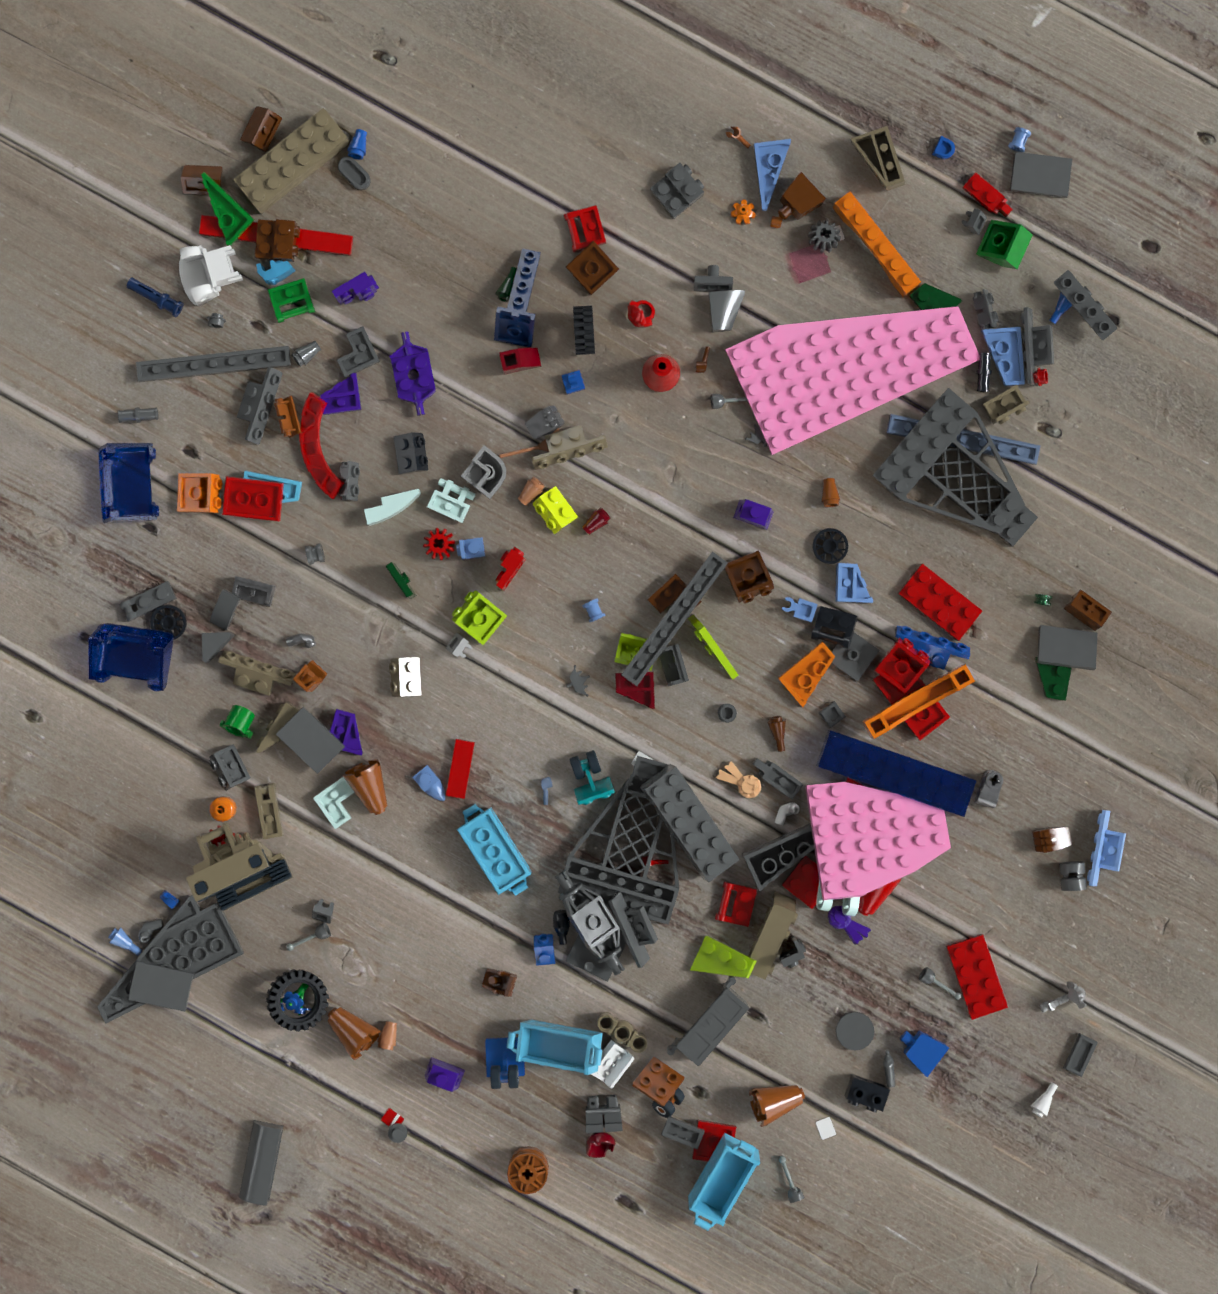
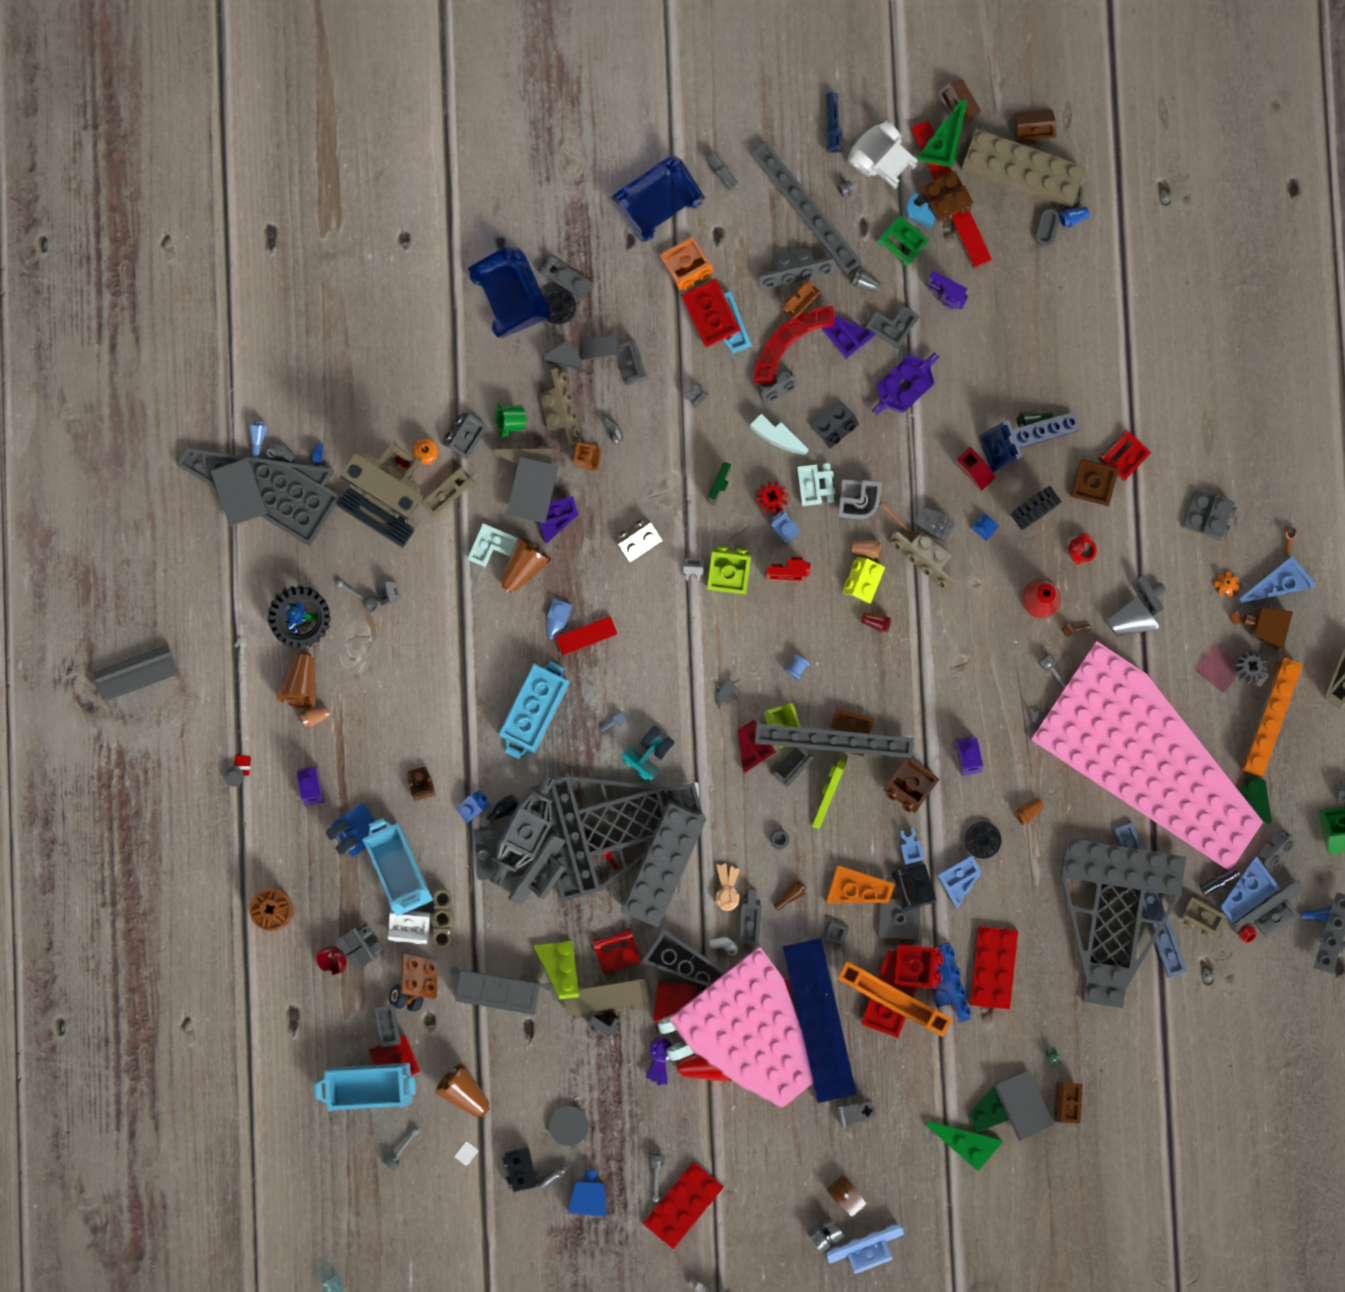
camera: 55 degrees right, 5 degrees down
(1073, 712) = (970, 1146): none -> green wing

